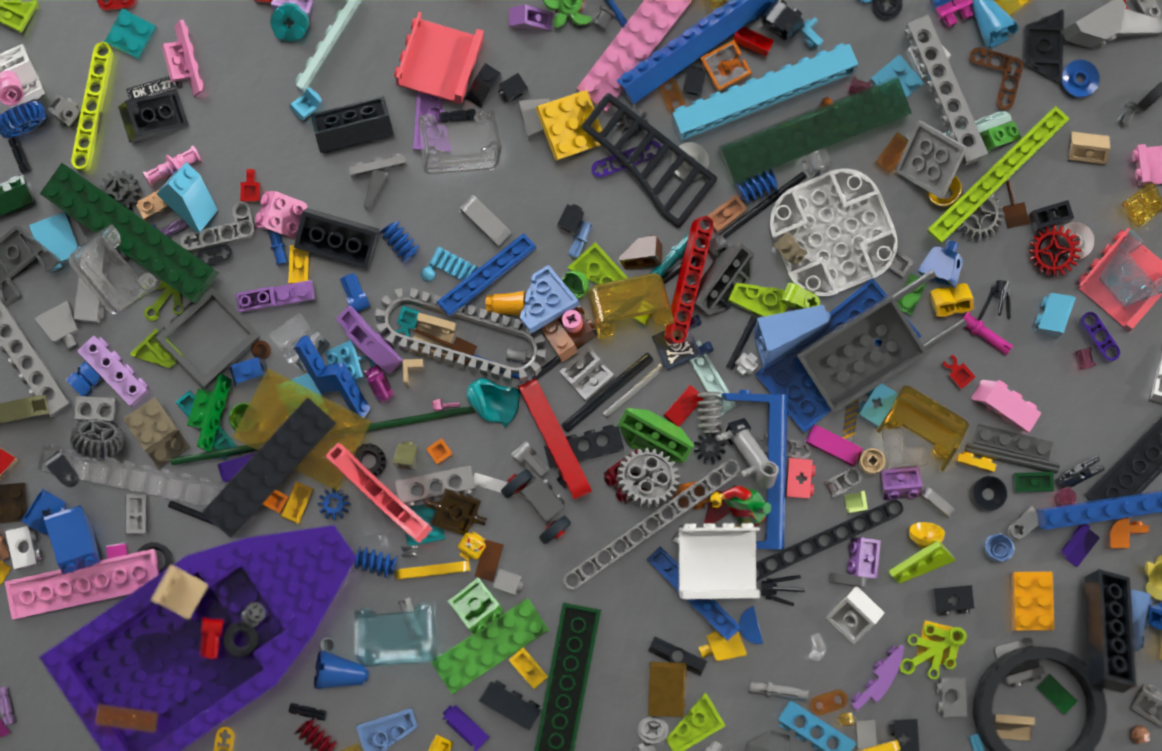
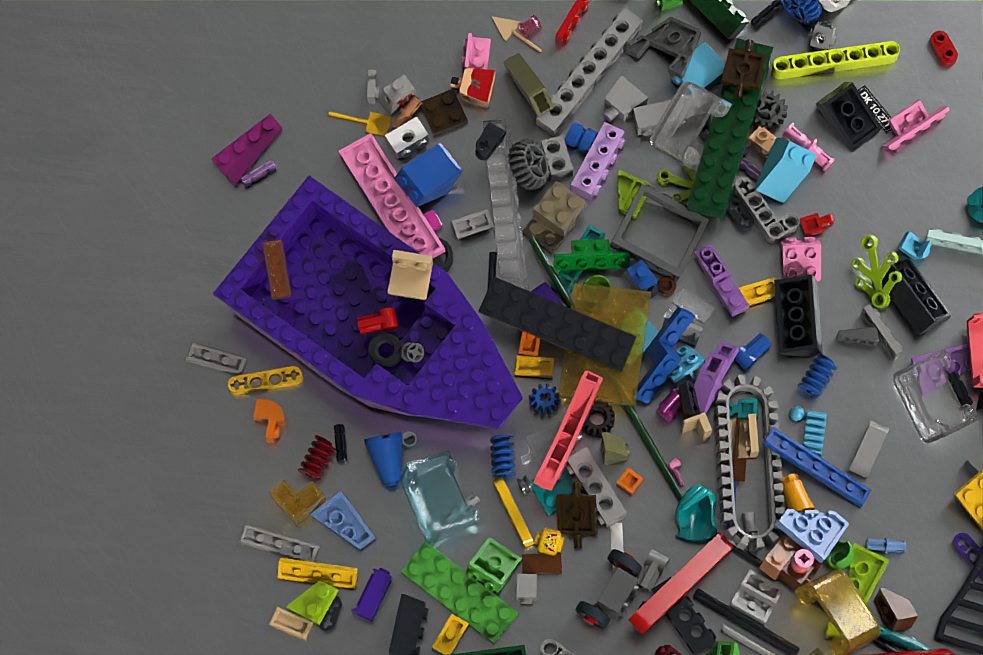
camera: 75 degrees right, 10 degrees down
(43, 501) = (457, 142): blue brick -> none
(77, 199) = (743, 69): none -> dark brown plate
(130, 34) = (917, 70): teal plate -> none
(278, 248) = (768, 268): blue axle -> none
(321, 151) = (876, 274): none -> lime plant
(384, 369) = (688, 399): none -> black beam
(570, 219) = (902, 529): black brick -> none

